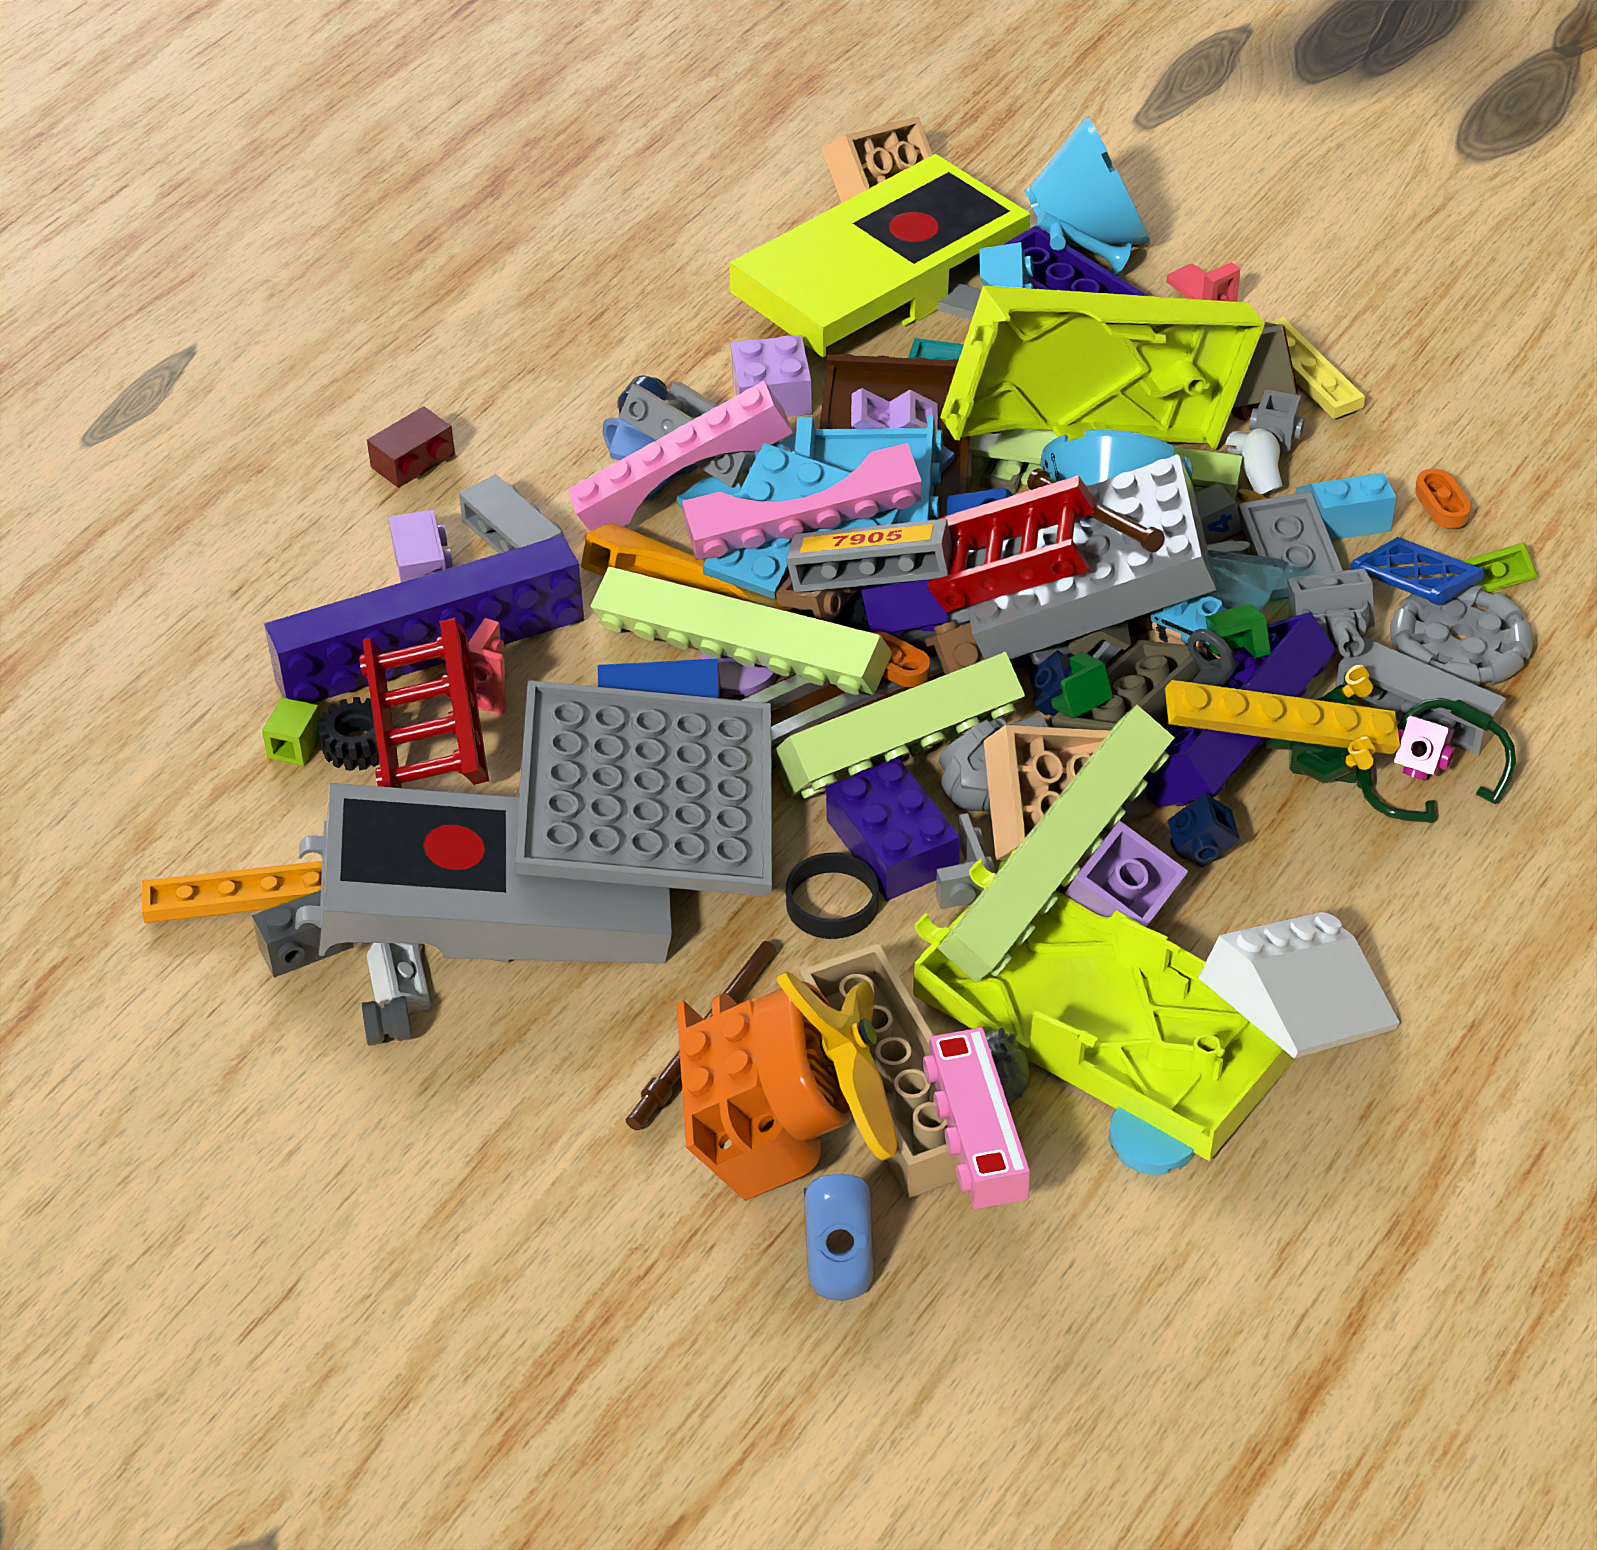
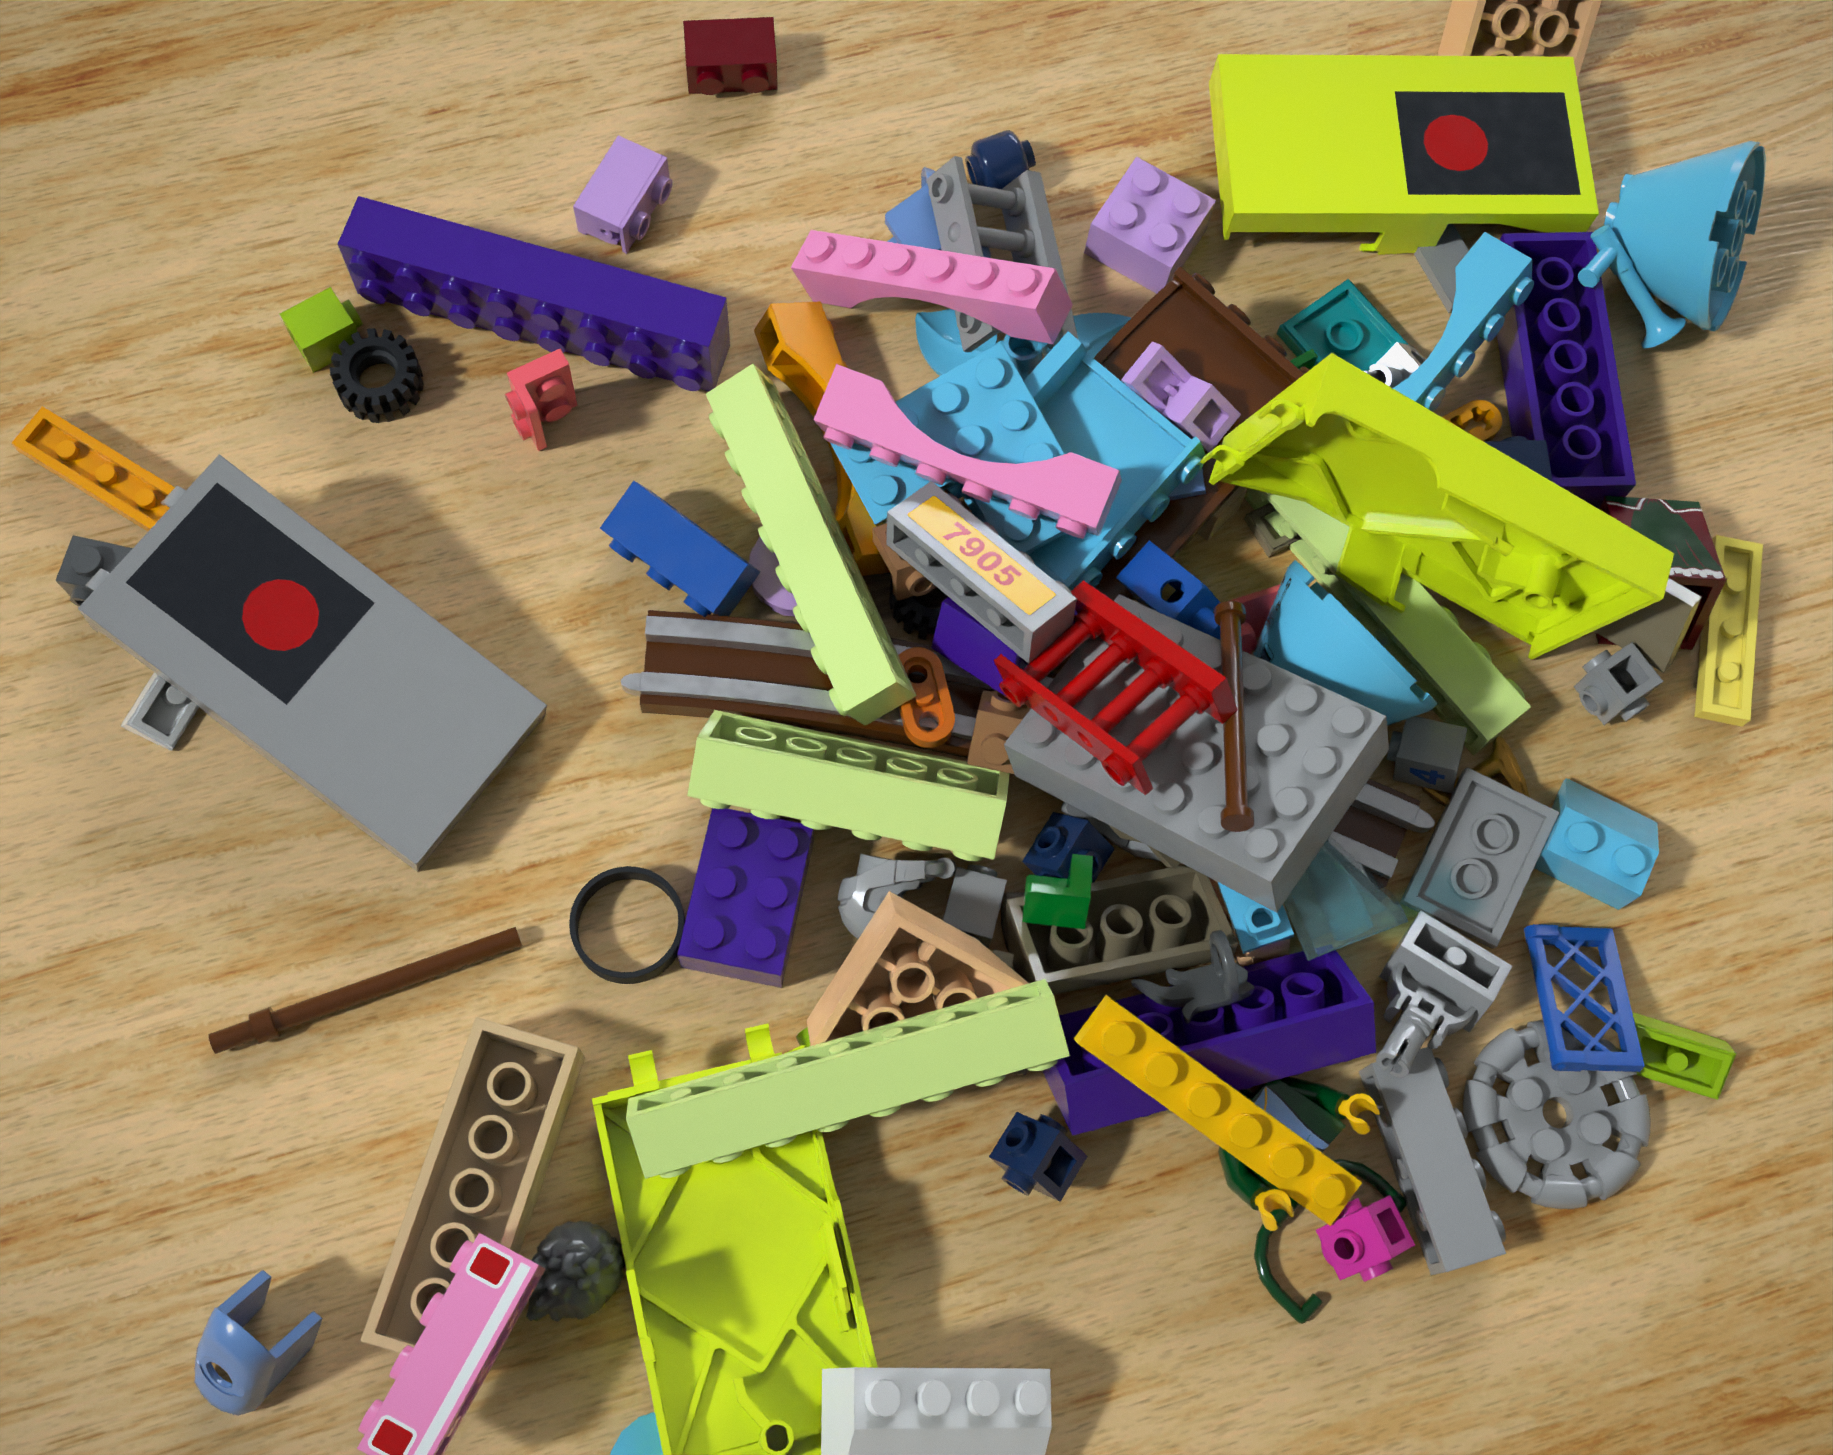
camera: 30 degrees right, 25 degrees up
(389, 1020) = (99, 740): dark grey wheel -> none
(455, 684) = (458, 431): red fence -> none
(503, 516) = (737, 227): light grey brick -> none
(645, 789) = (528, 677): light grey plate -> none
(777, 1081) = (324, 1142): orange brick -> none
(954, 883) = (745, 1014): light grey bracket -> none
(1126, 877) = (890, 1170): lavender brick -> none
(1216, 285) = (1715, 438): coral bracket -> none
(1241, 628) = (1270, 966): green panel -> none
(1259, 459) = (1553, 716): white arm -> none
(1442, 498) = (1709, 923): orange plate -> none
(1482, 720) = (1443, 1261): dark green piece -> none

